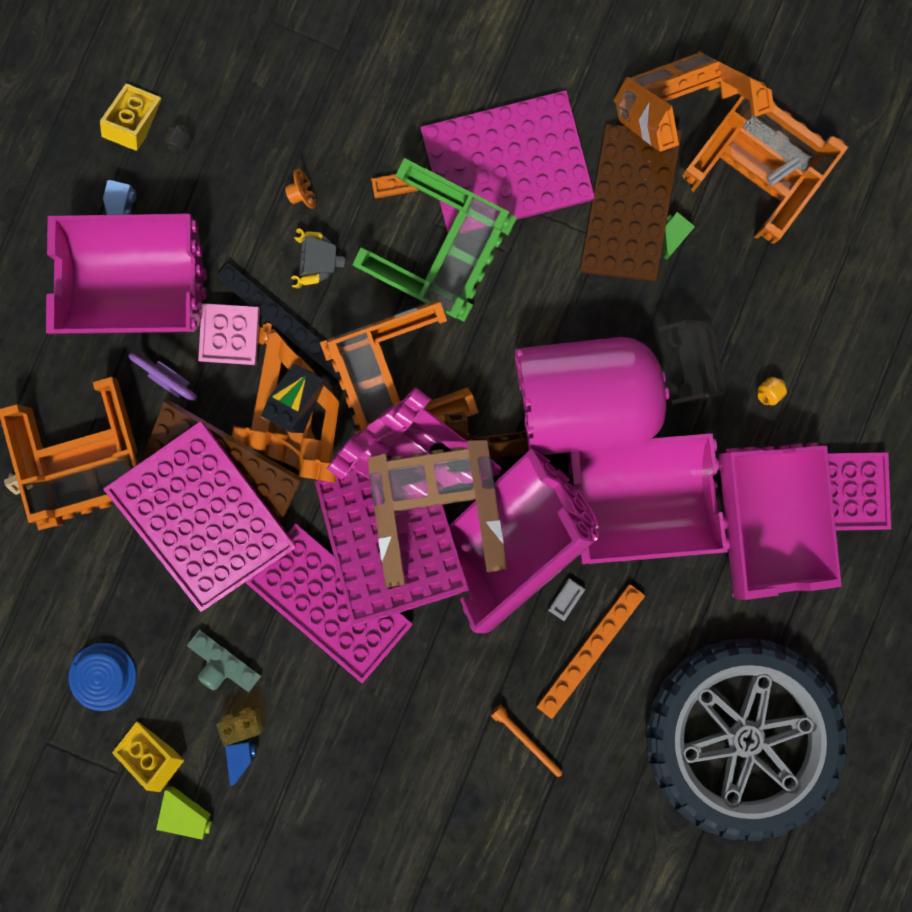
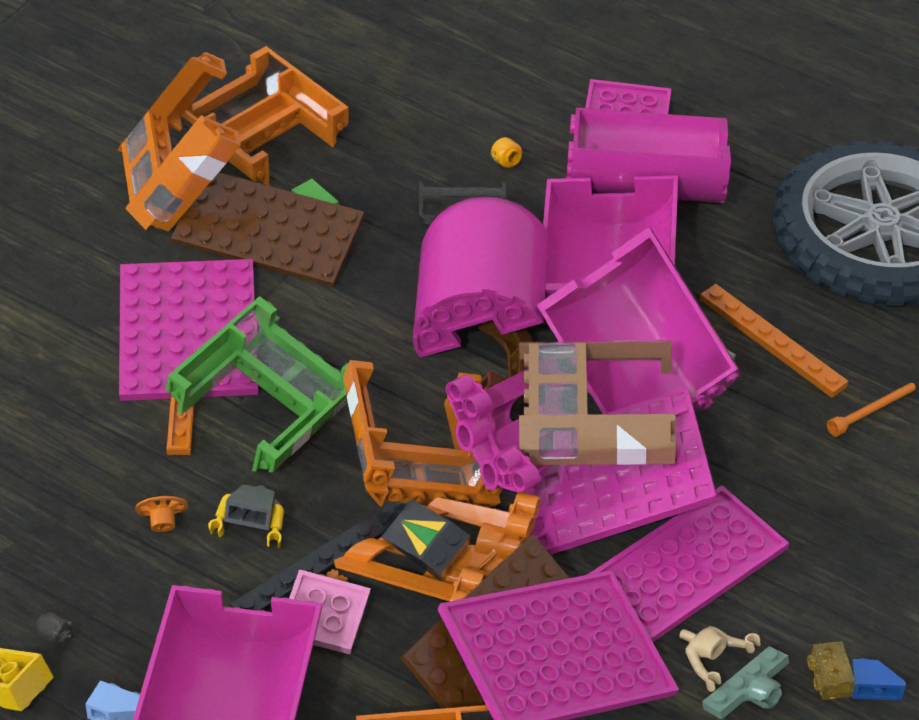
camera: 80 degrees left, 40 degrees down
(165, 377) = (372, 684): medium lavender bar -> none
(251, 629) = (710, 644): none -> tan piece
(784, 170) = (272, 101): light grey axle -> none

